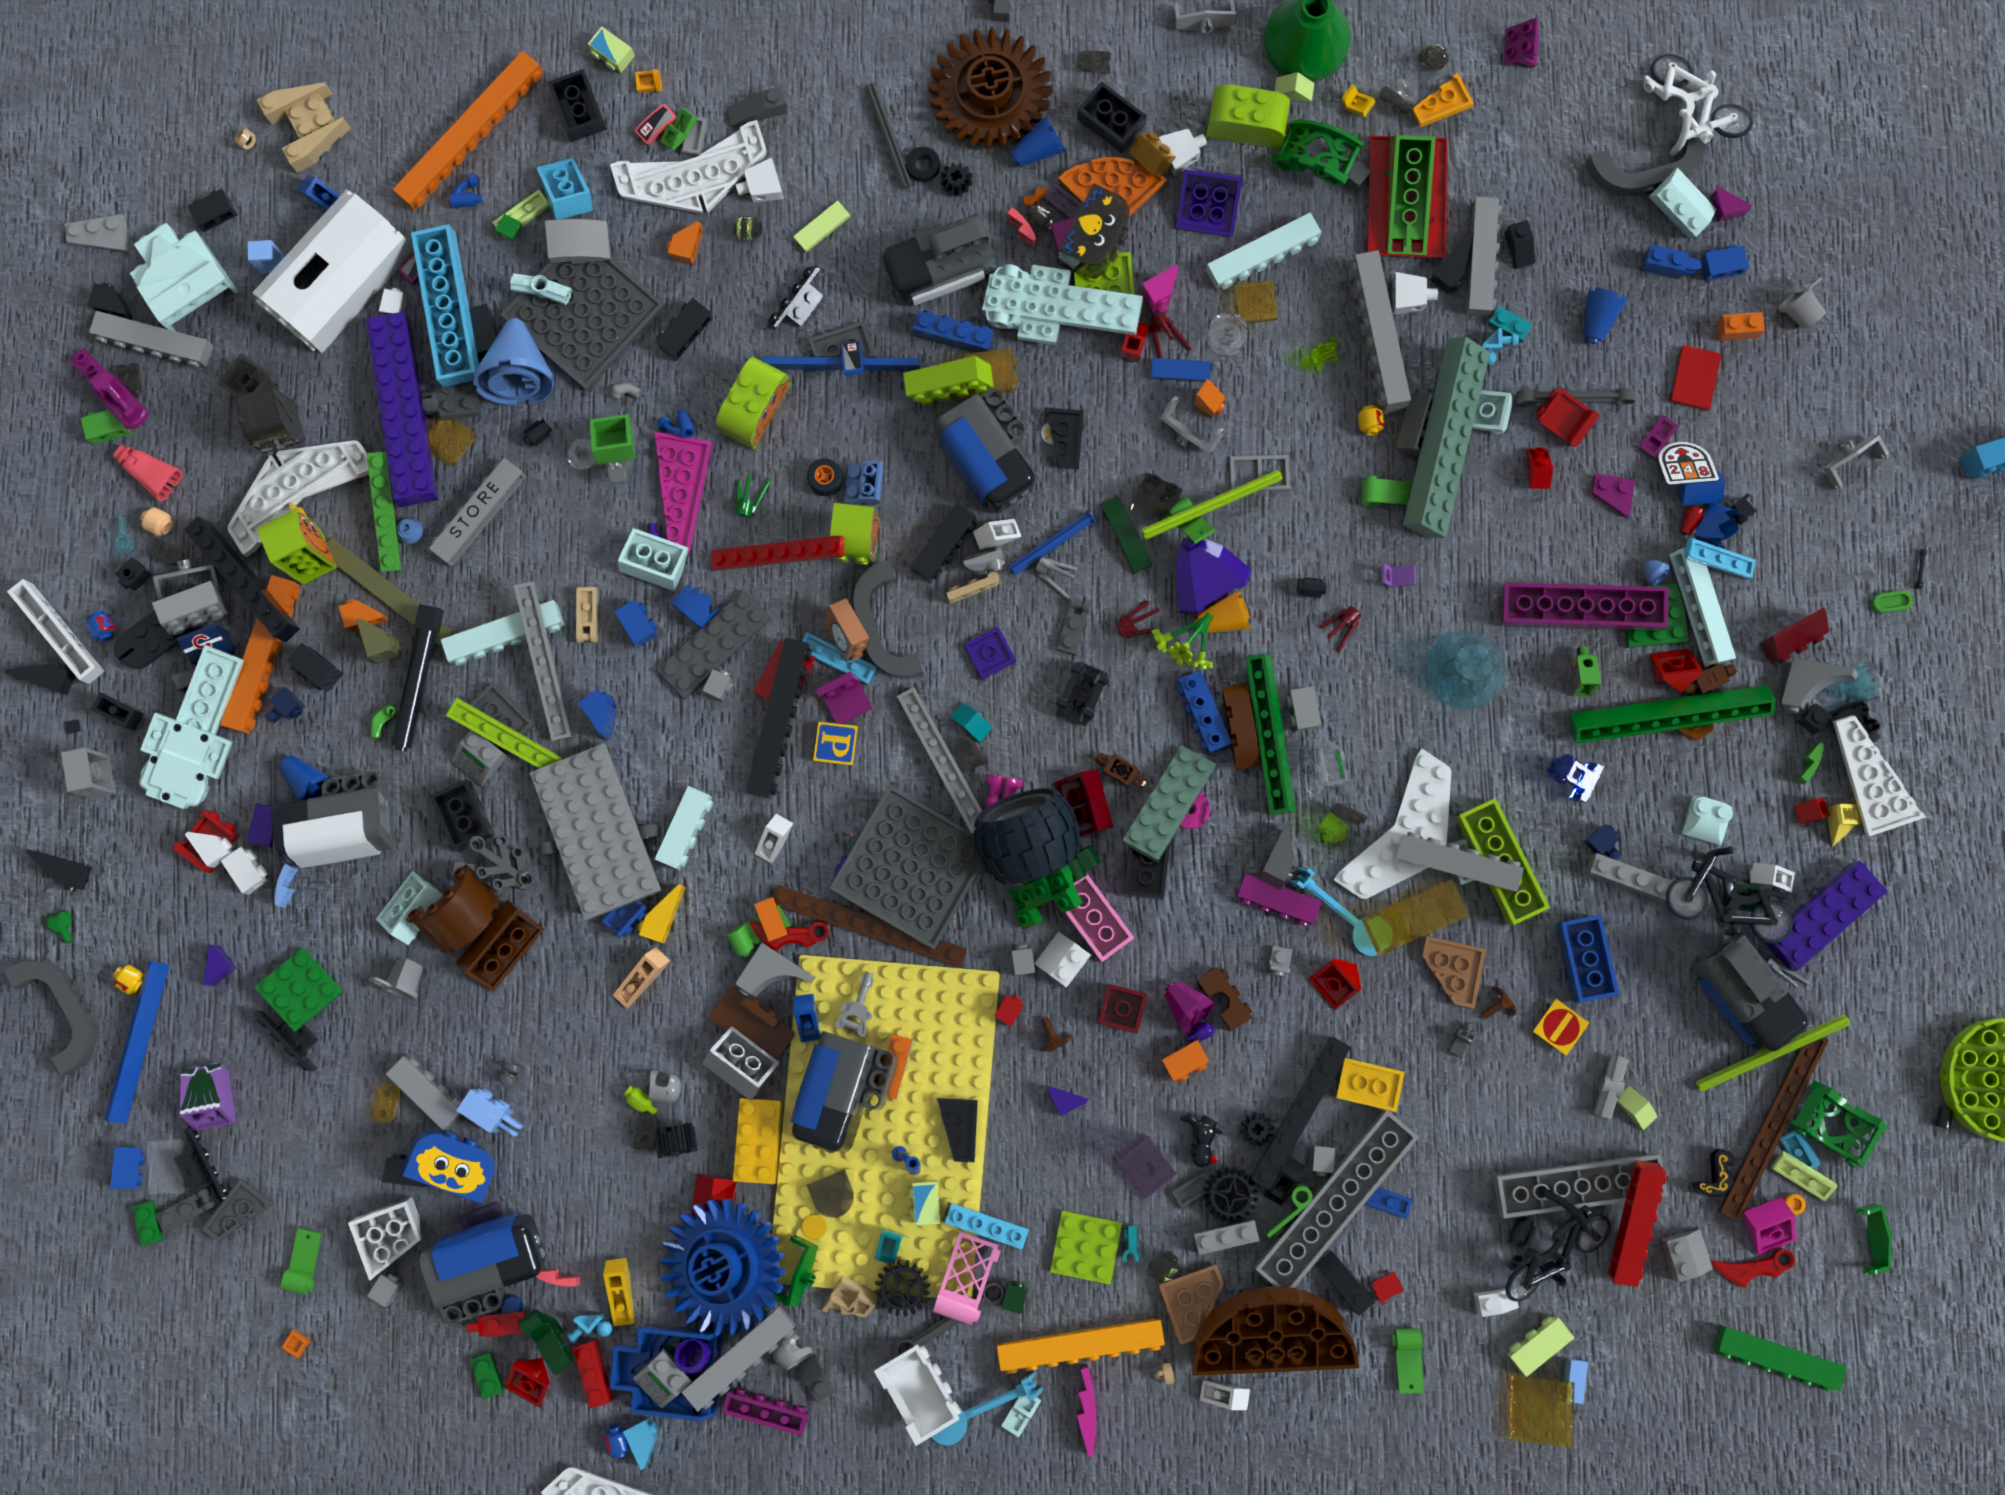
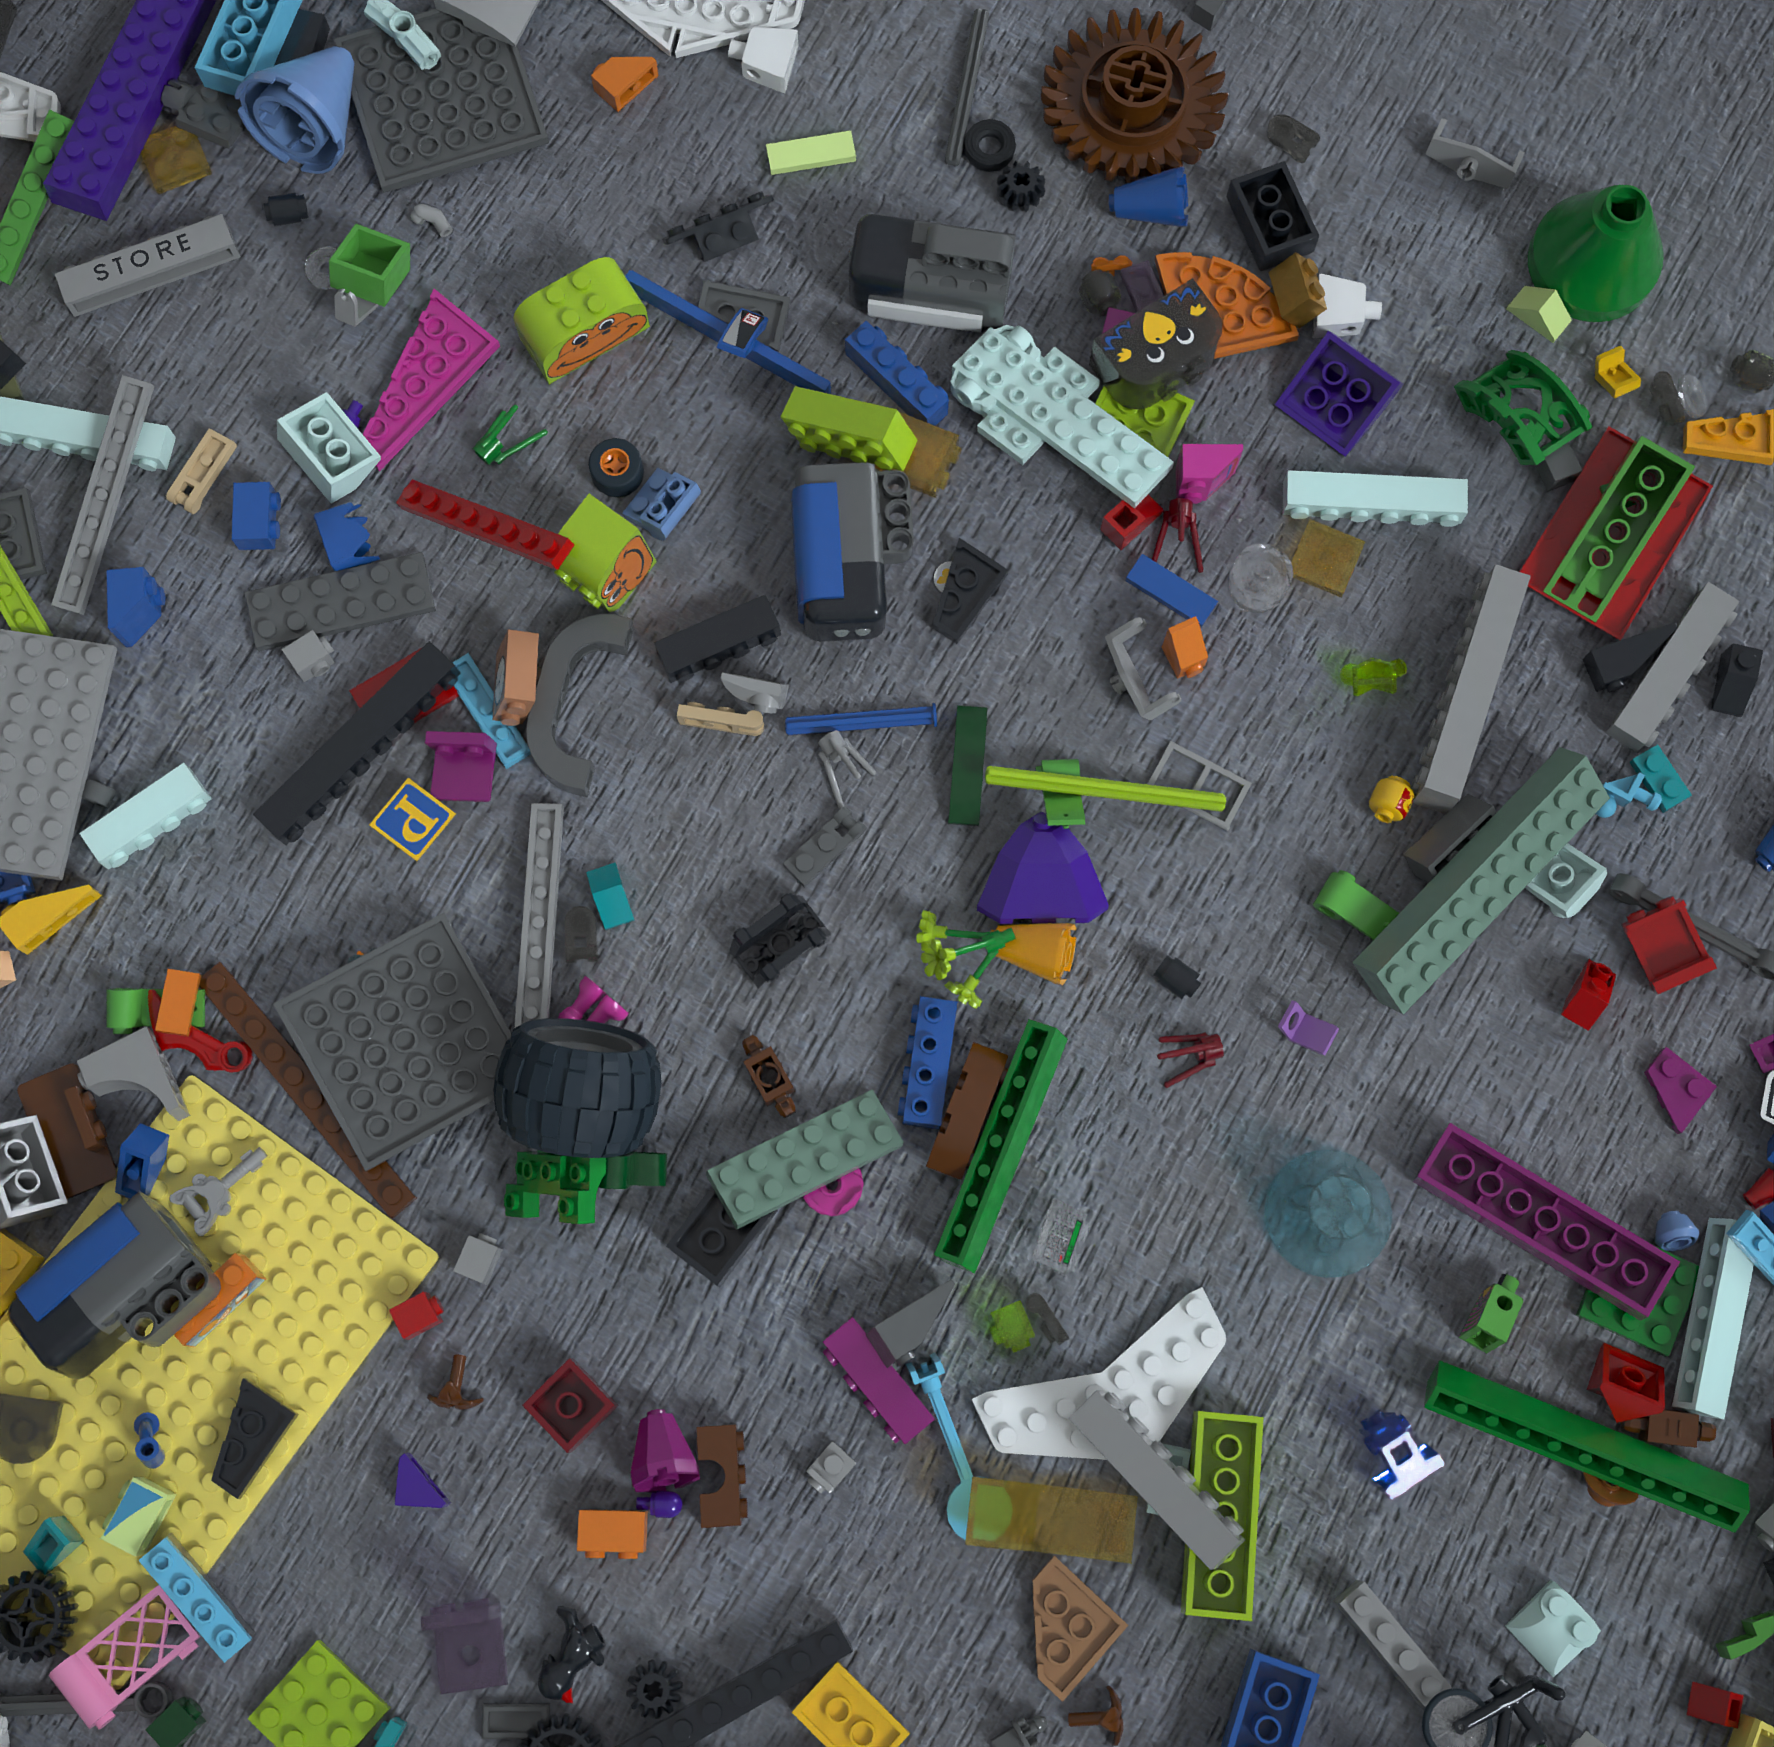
camera: 25 degrees right, 5 degrees down
(409, 530) = (49, 241): medium blue cone -> none
(684, 329) = (553, 182): black brick -> none
(684, 422) = (478, 301): blue plant -> none
(747, 228) = (713, 102): clear smoke head -> none
(773, 838) = (253, 897): white slope -> none
(989, 653) = (691, 818): dark purple tile -> none
(996, 533) = (795, 666): white slope -> none
(1025, 231) = (1071, 295): coral slope -> none
(1062, 959) = (533, 1289): white slope -> none
(1087, 800) = (693, 1092): dark red slope -> none
(1098, 921) = (611, 1259): bright pink brick -> none
(1127, 625) = (896, 885): dark red plant -> none
(1155, 496) = (1035, 734): clear smoke slope -> none
(1248, 116) = (1456, 310): lime brick -> none
(1304, 709) = (1070, 1137): light grey brick -> none
(1337, 981) = (890, 1546): red slope -> none
(1411, 293) = (1545, 662): white torso -> none
(1603, 840) = (1385, 1568): dark blue brick -> none

